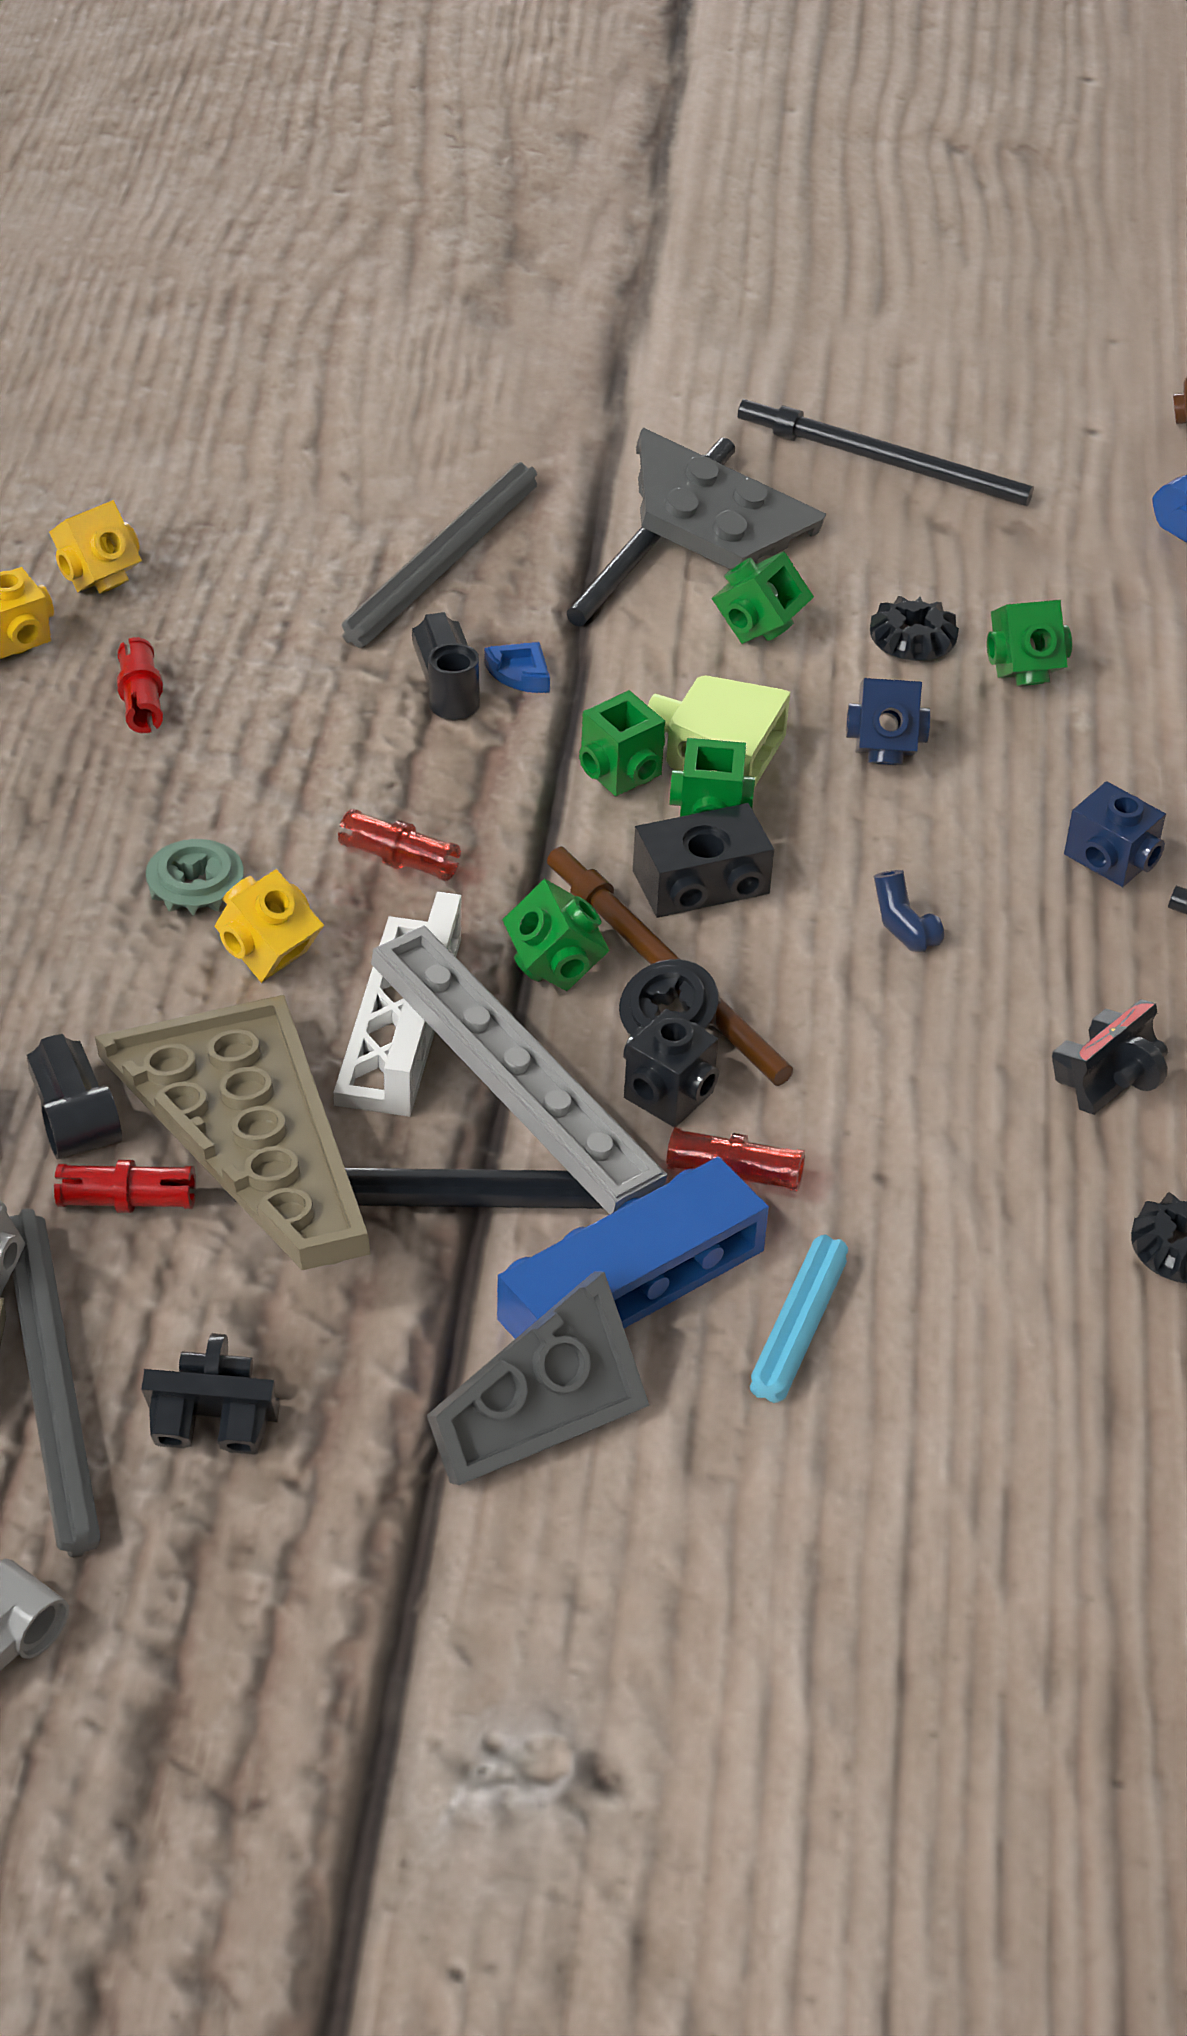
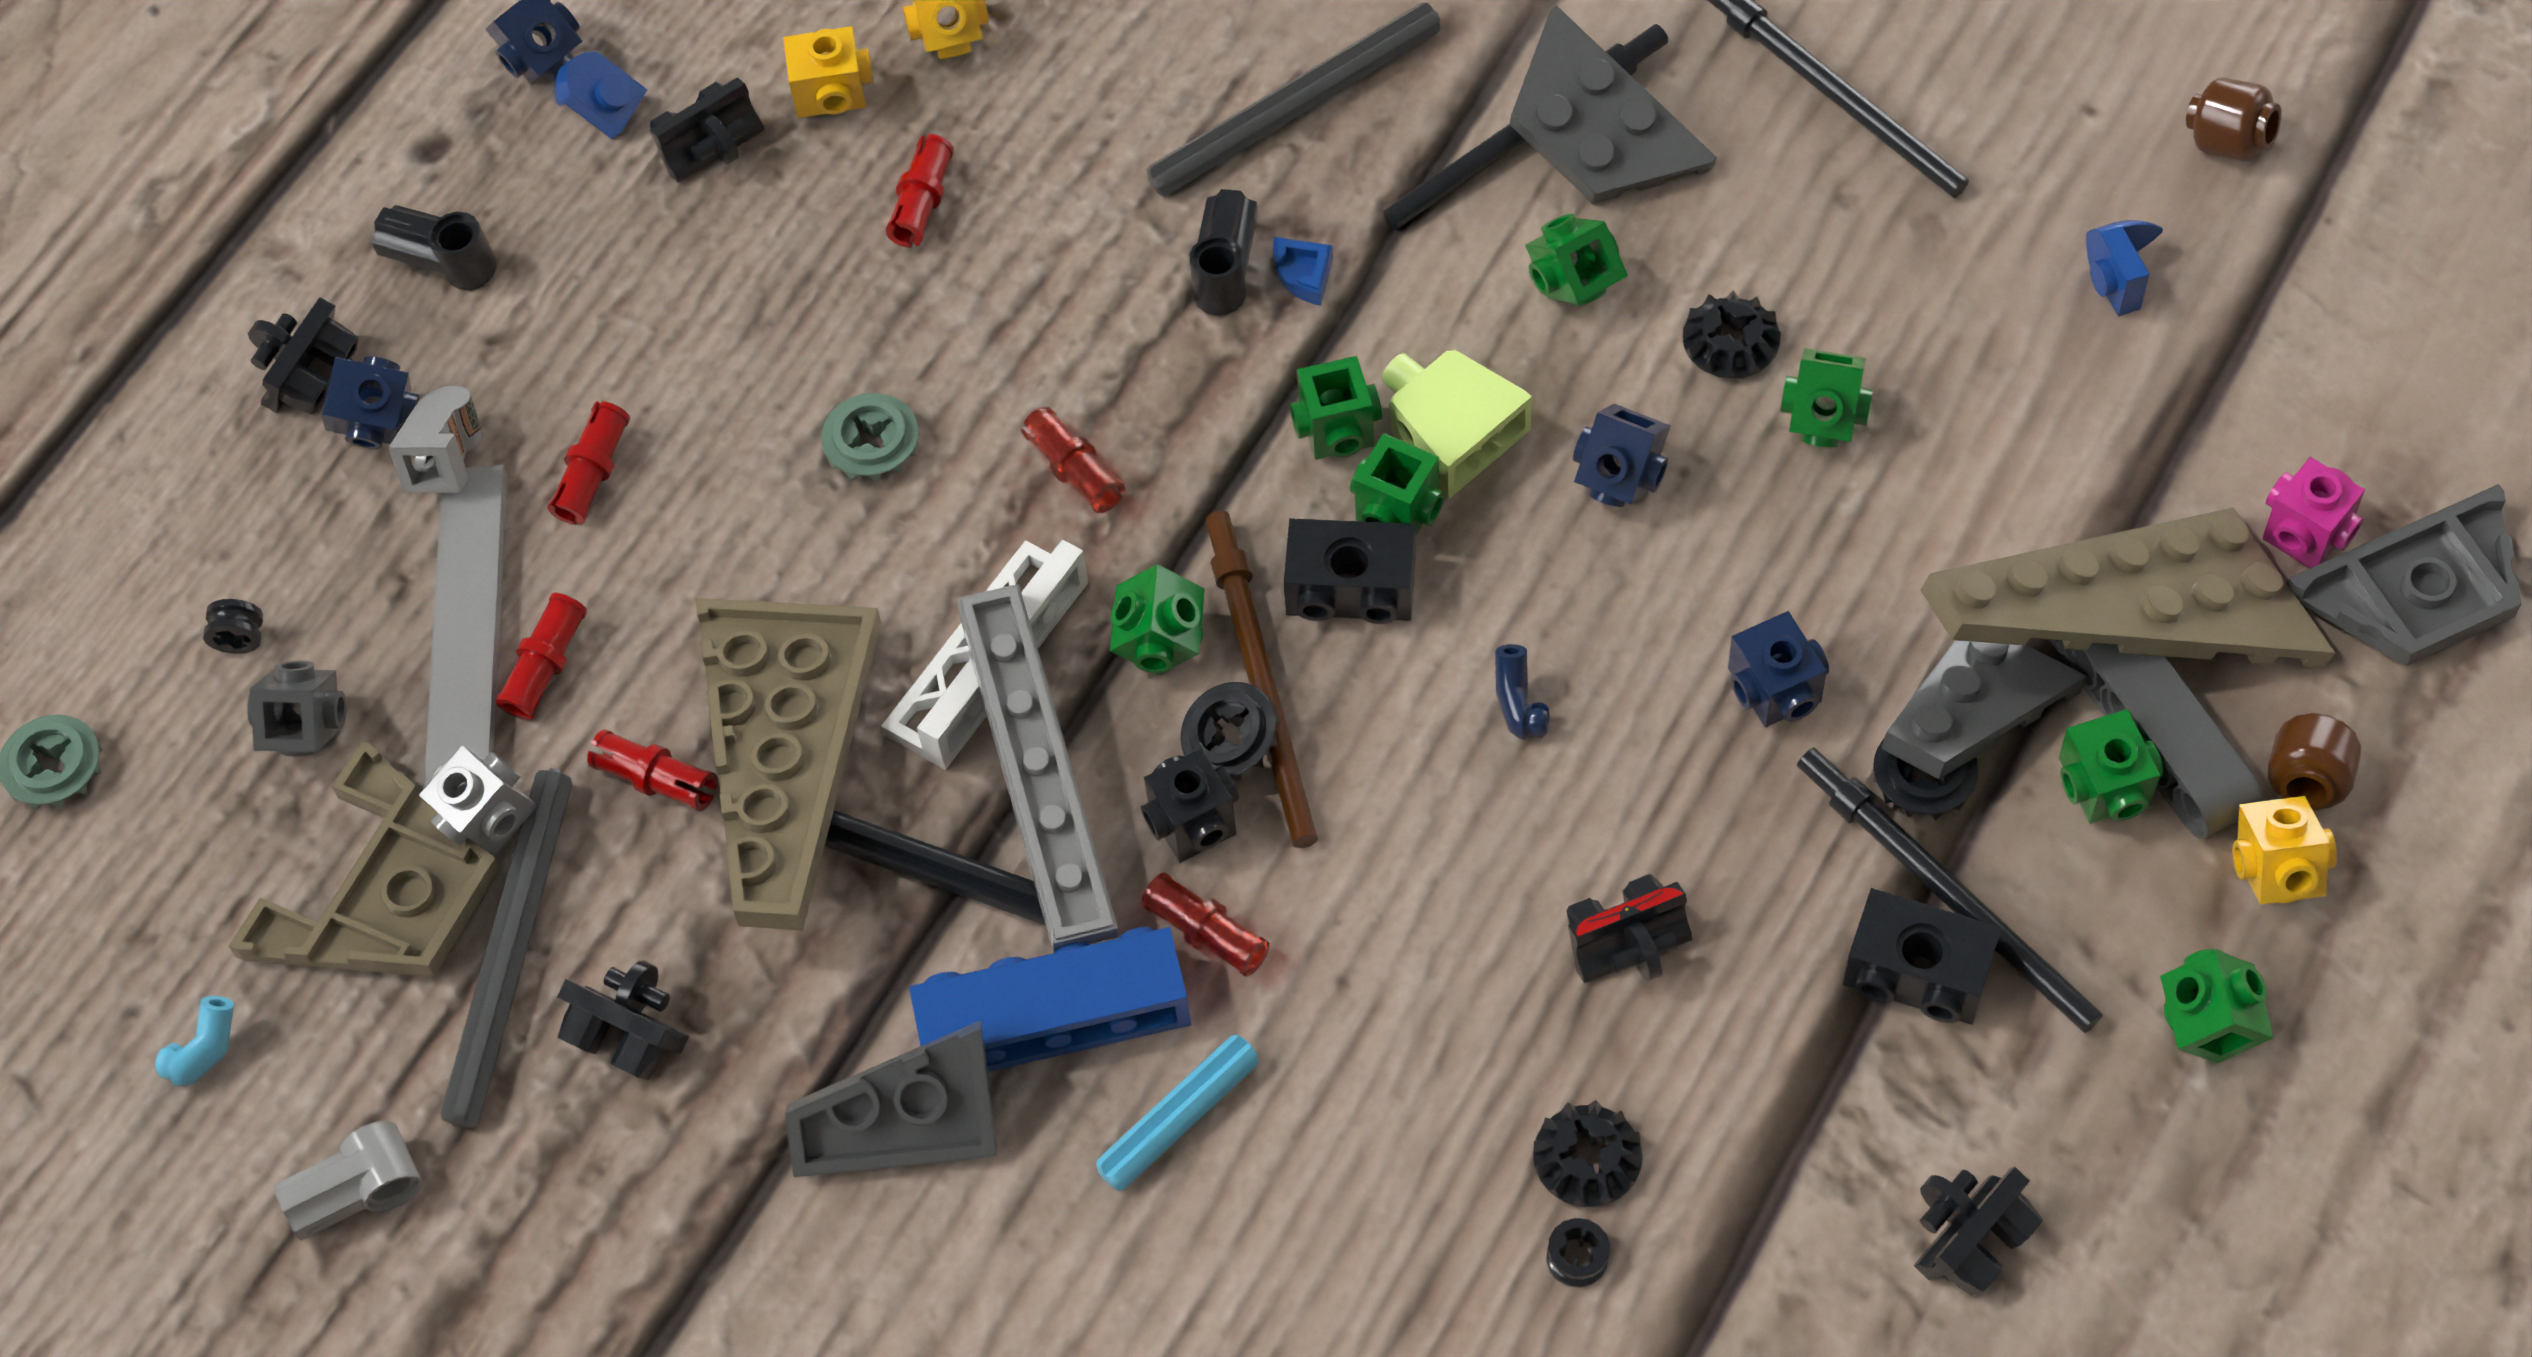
camera: 30 degrees right, 15 degrees up
(73, 1105) = (646, 673): black piece -> none
(267, 923) = (891, 544): yellow brick -> none

